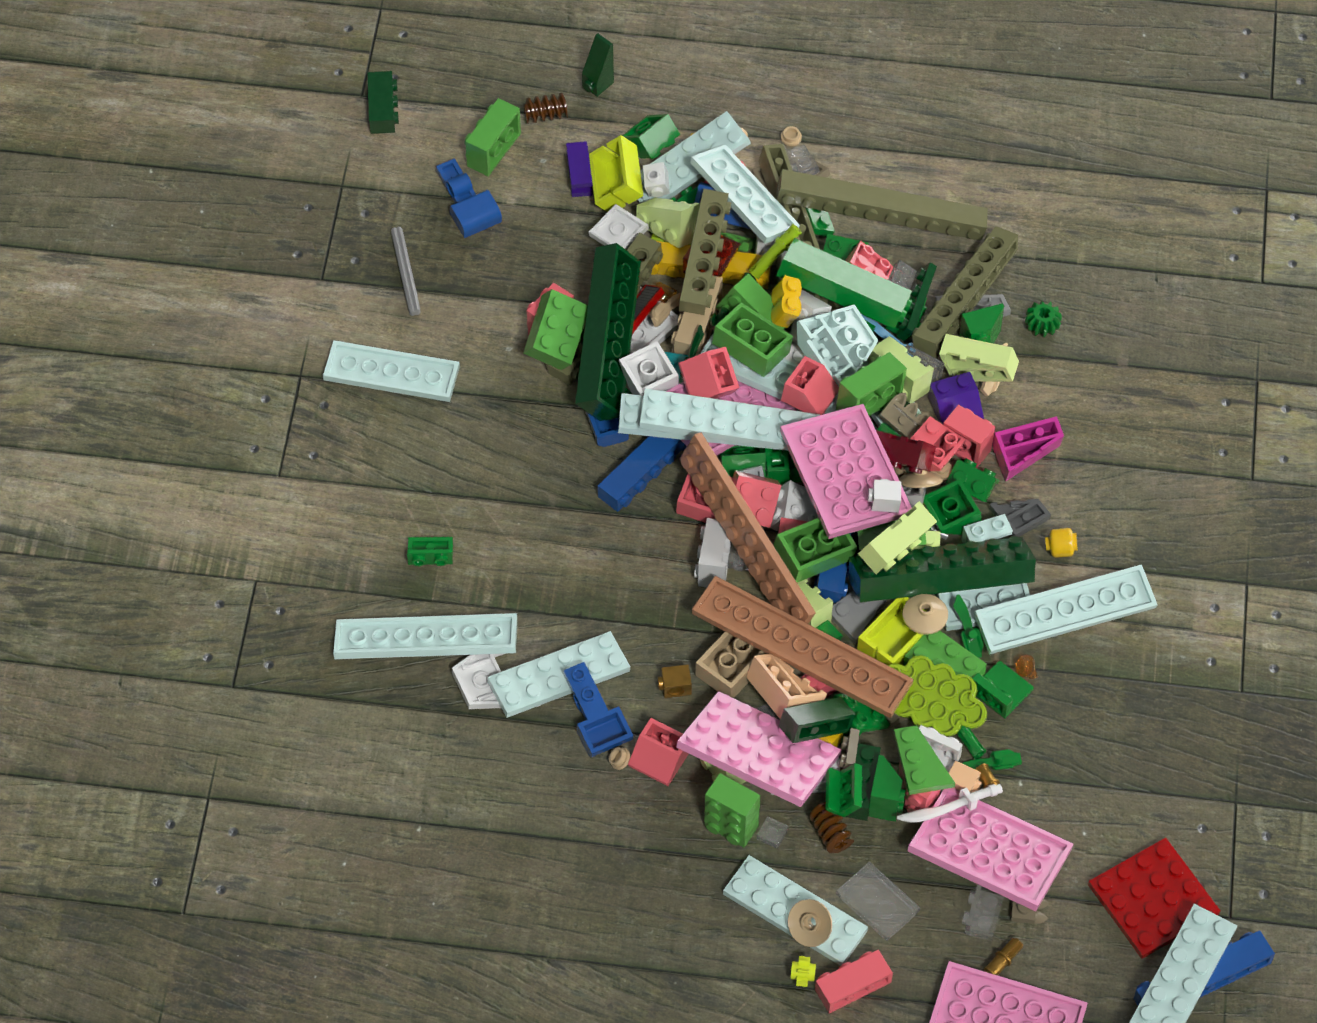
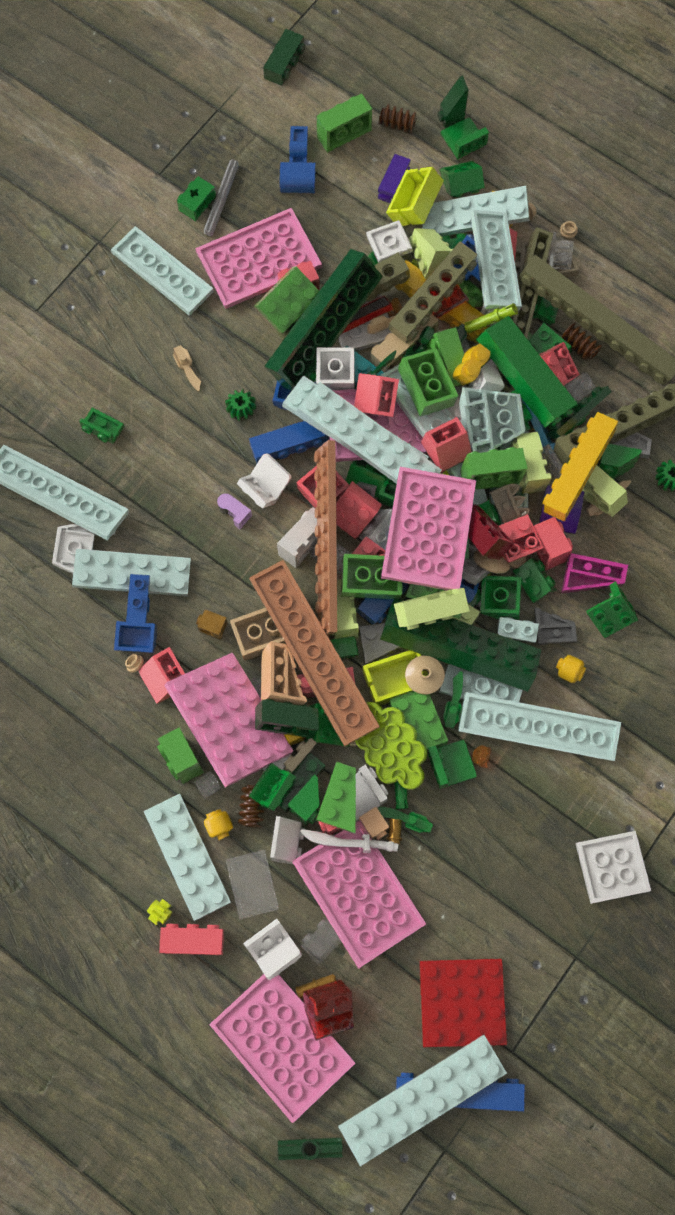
camera: 30 degrees right, 15 degrees up
(381, 283) = (196, 198): none -> green brick
(475, 448) = (184, 362): none -> tan piece
(483, 312) = (250, 258): none -> bright pink plate
(564, 460) = (234, 401): none -> green gear
(624, 562) = (229, 505): none -> lavender leg
(626, 96) = (465, 137): none -> green bracket
(642, 517) = (265, 481): none -> white bracket
(656, 179) = (441, 215): white brick -> none
(721, 296) = (426, 335): none -> dark green tile
(800, 923) = (184, 879): tan dish -> none
(808, 861) = (218, 824): none -> yellow head
(876, 236) = (581, 343): none -> reddish brown piece
(885, 495) = (442, 567): white brick -> none
(886, 839) = (286, 840): none -> white slope
(939, 944) = (273, 949): none -> white bracket
(955, 345) = (580, 466): none -> yellow brick
(1031, 965) = (329, 1009): none -> clear red slope
(1070, 469) = (613, 613): none -> green bracket
(1217, 700) = (613, 867): none -> white plate

